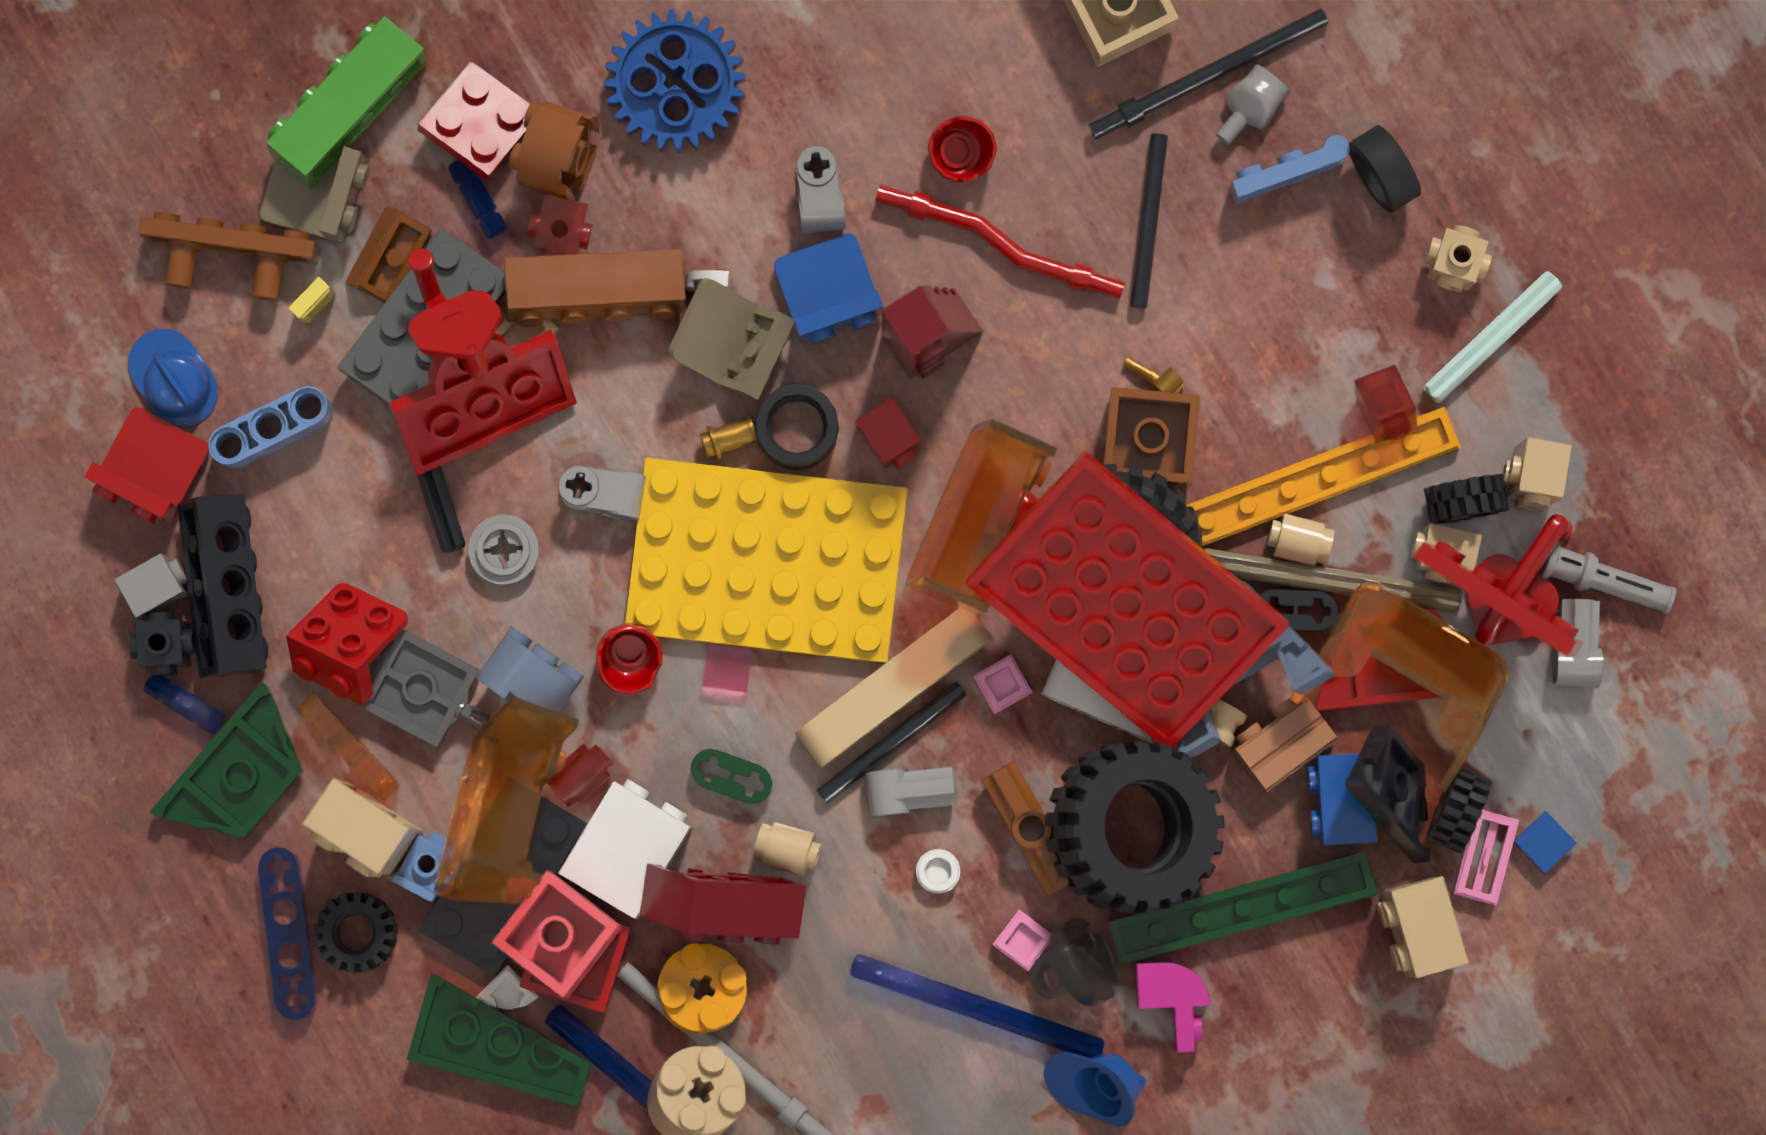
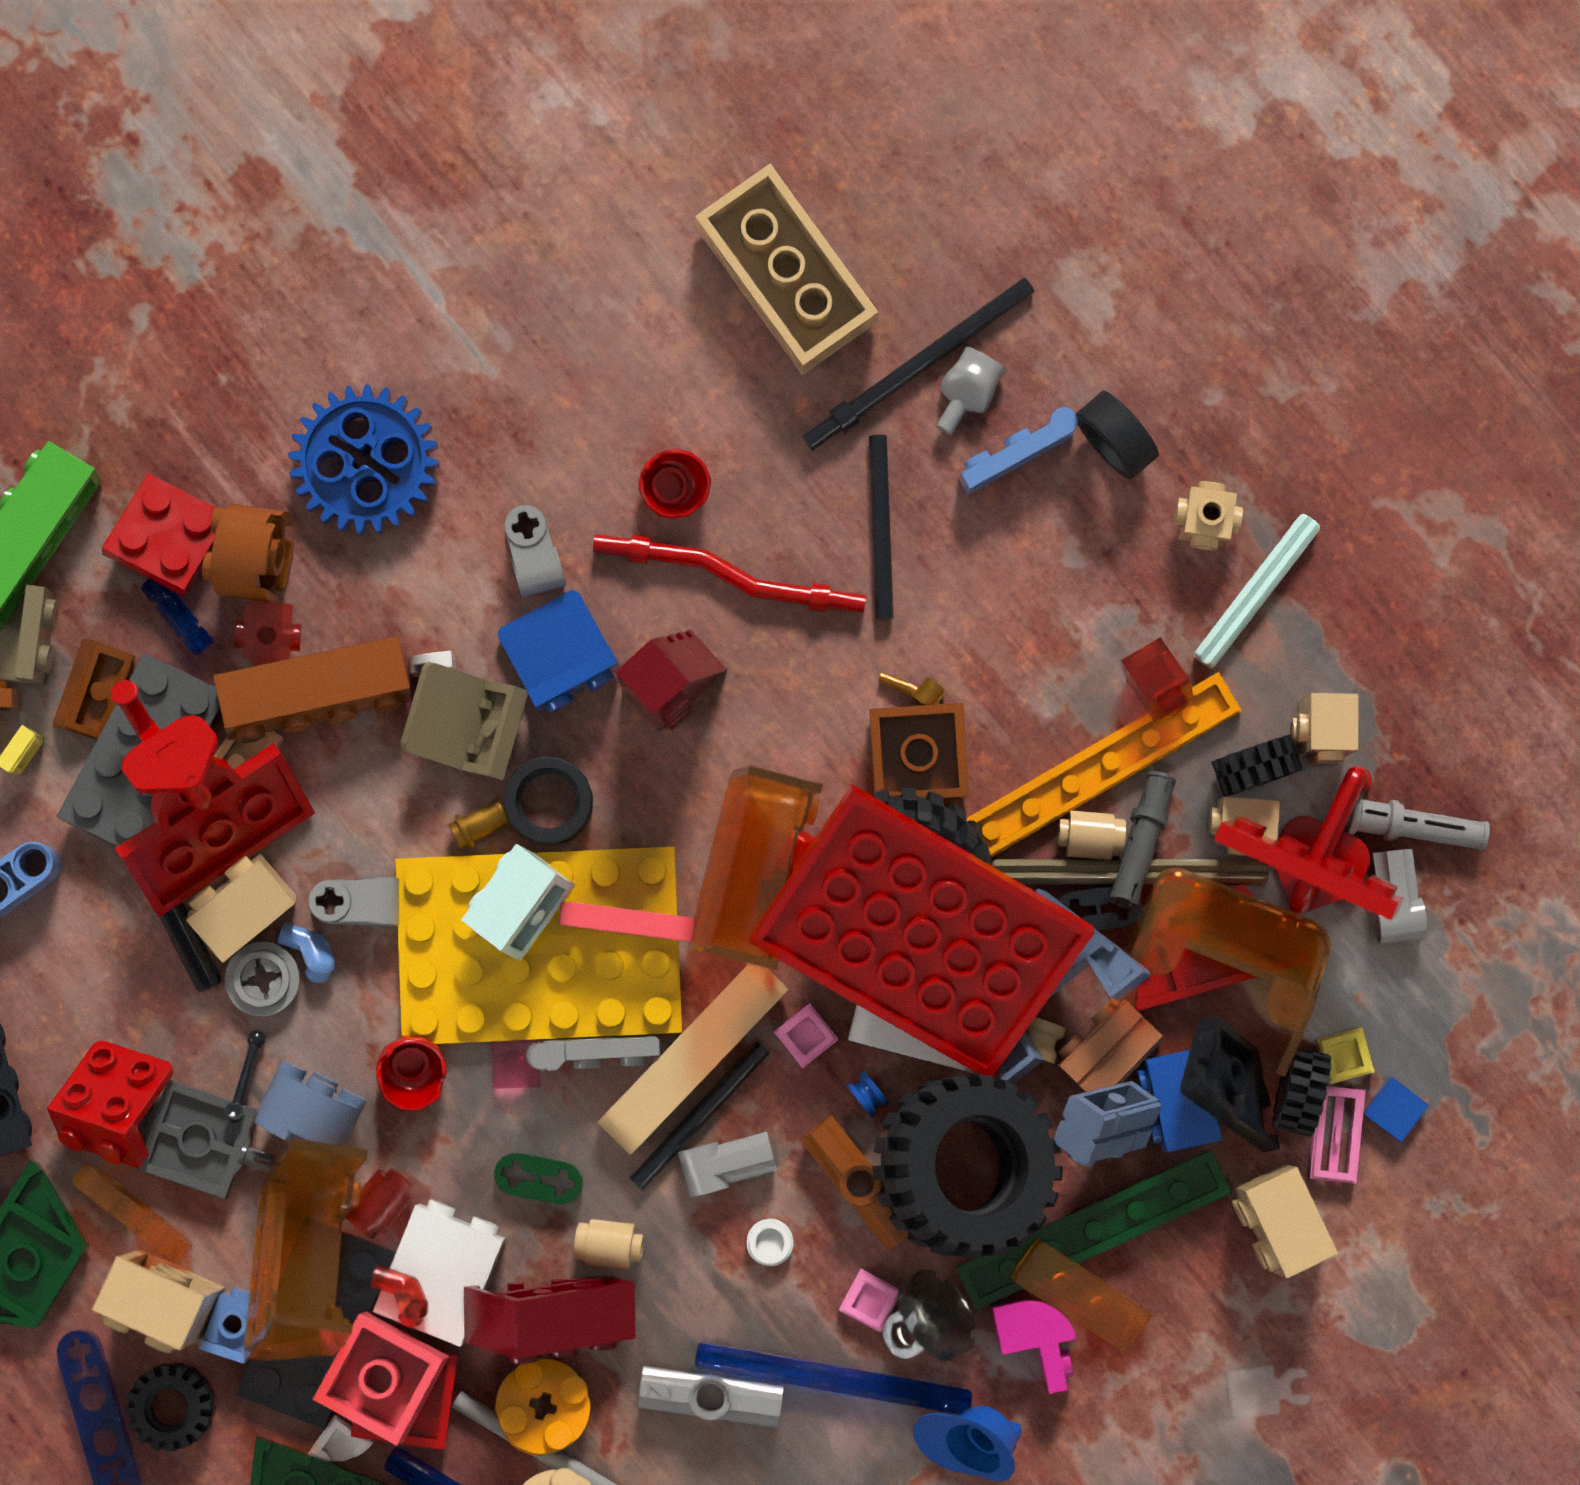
camera: 15 degrees left, 0 degrees up
(459, 667) = (234, 1110): none -> black hinge
(494, 478) = (240, 906): none -> tan brick
(556, 530) = (313, 948): none -> medium blue arm
(593, 859) = (407, 1293): none -> clear red arm
(754, 514) = (517, 902): none -> light aqua brick
(797, 666) = (590, 1051): none -> light grey hinge
(852, 549) = (626, 921): none -> coral beam
(889, 434) = (646, 794): red brick -> none
(889, 1012) = (742, 1402): none -> light grey piece
(1051, 747) = (867, 1094): none -> blue bush
(1221, 967) = (1081, 1295): none -> clear orange tile
(1271, 808) = (1107, 1122): none -> sand blue brick
(1354, 537) = (1147, 823): none -> dark grey pin
(1372, 1083) = (1257, 1391): none -> clear plate
(1508, 784) = (1348, 1054): none -> light yellow tile

